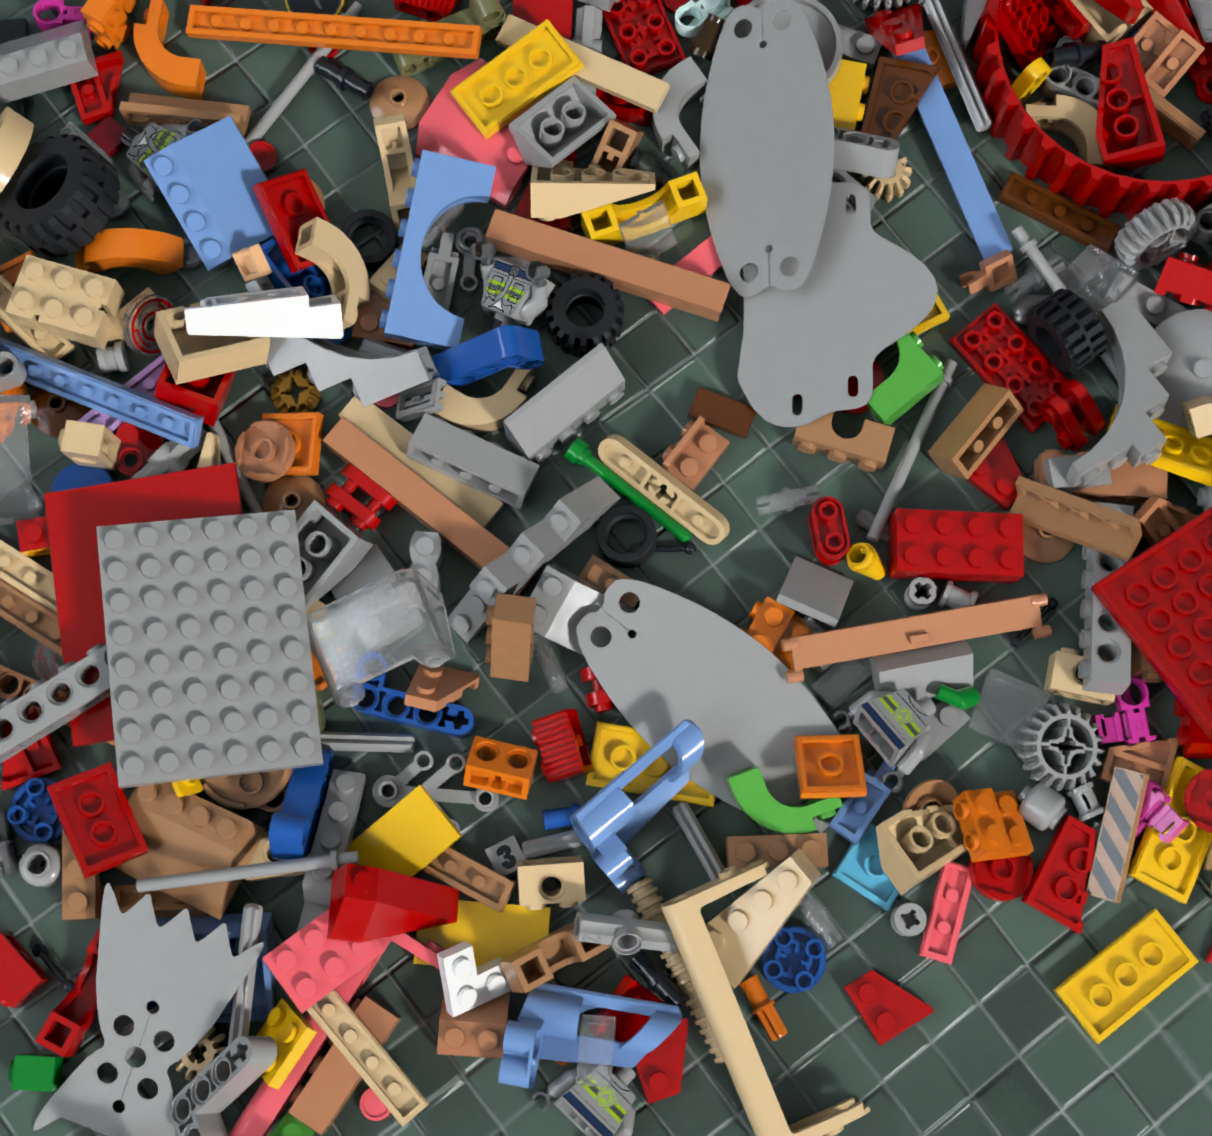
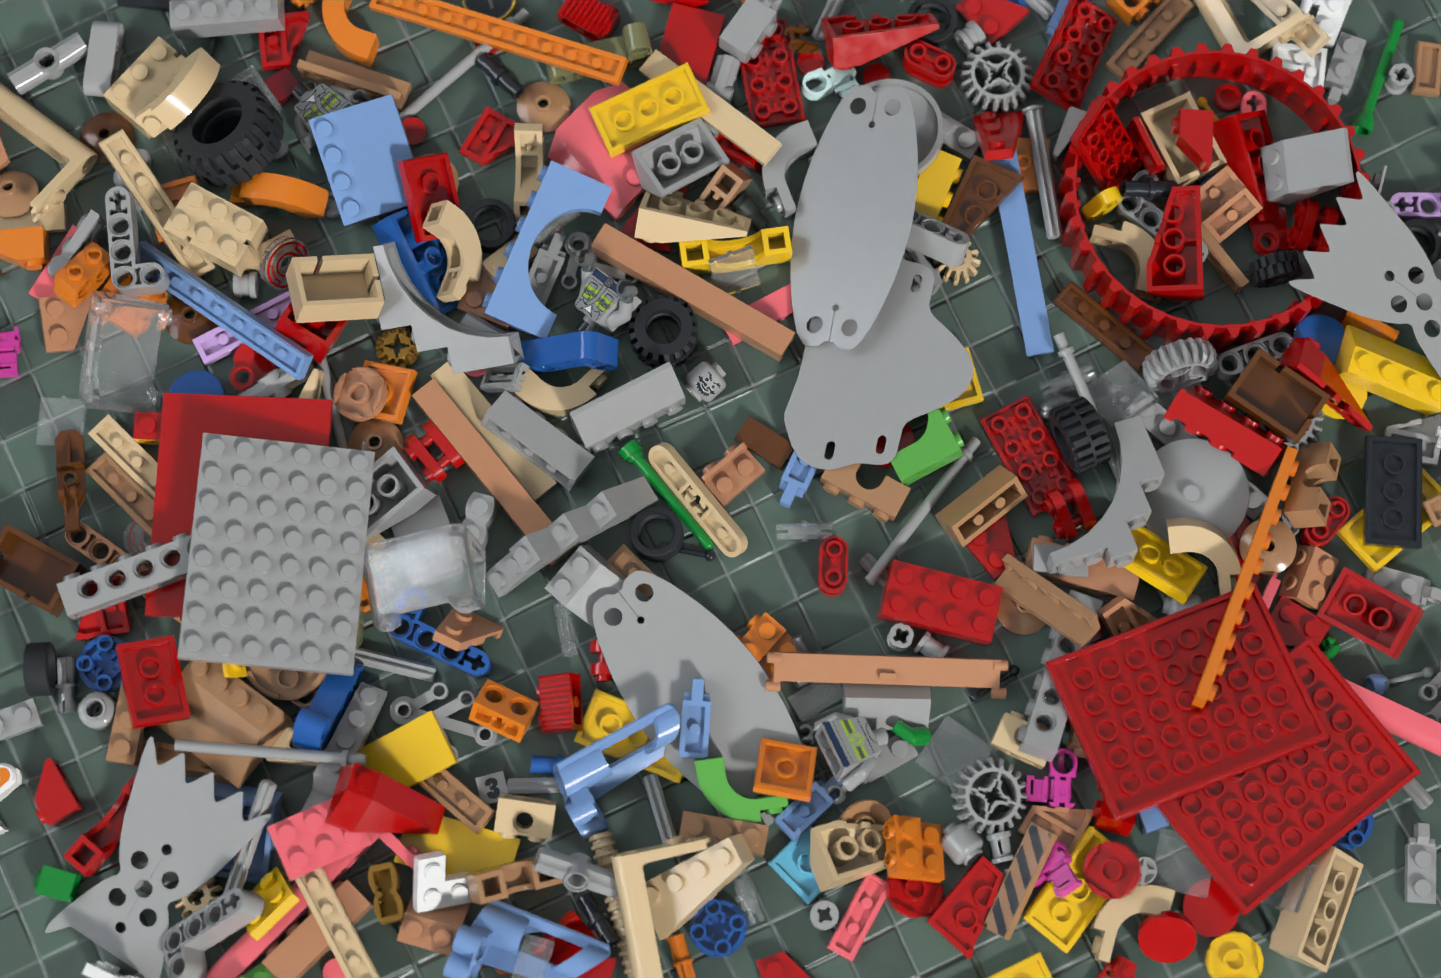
camera: 10 degrees right, 0 degrees up
(39, 950) = (80, 783): black hinge -> none
(89, 444) = (211, 358): tan brick -> none
(251, 262) = (383, 227): light nougat tile -> none
(267, 314) = (387, 277): white wedge -> none
(348, 146) = (489, 138): none -> red wing
(410, 992) = (386, 885): none -> pearl gold brick
(510, 637) = (536, 601): medium nougat brick -> none
(643, 359) = (705, 381): none -> light grey head
(707, 36) = (826, 105): dark brown cone -> none
(718, 734) = (695, 722): none -> medium blue hinge
(765, 445) = (795, 480): none -> medium blue hinge
(815, 591) = (808, 616): light grey tile -> none
(866, 561) = (857, 598): yellow cone -> none
(994, 273) = (1033, 369): nougat plate -> none

